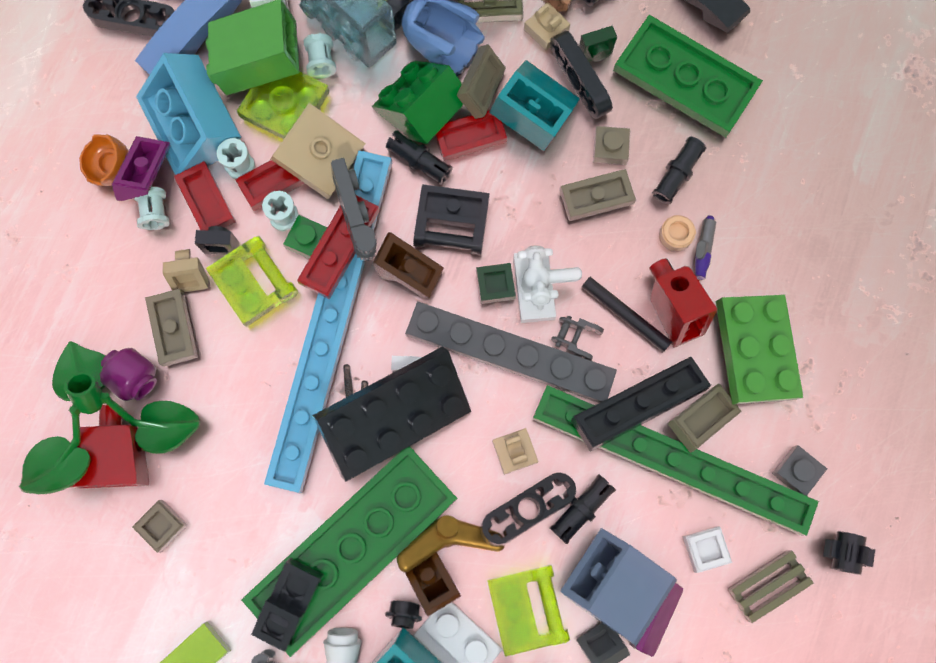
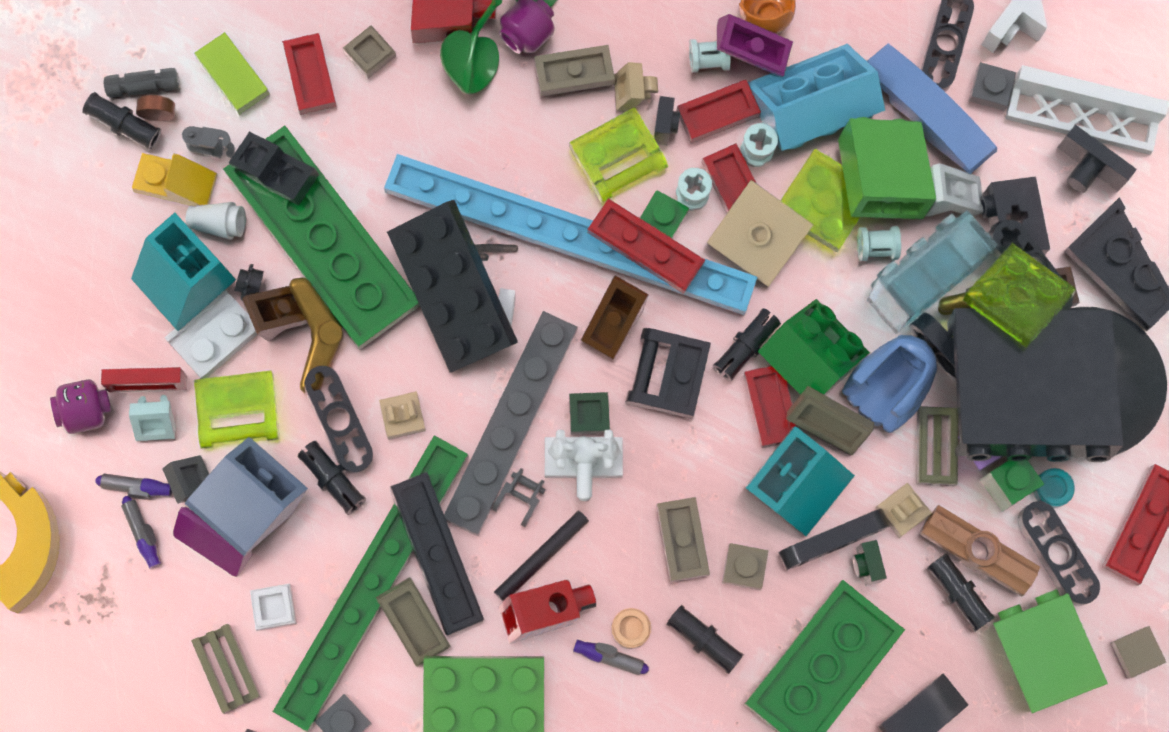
camera: 90 degrees right, 0 degrees up
(184, 583) = (309, 74): none -> red tile
(354, 212) = (674, 259): dark grey hinge -> none

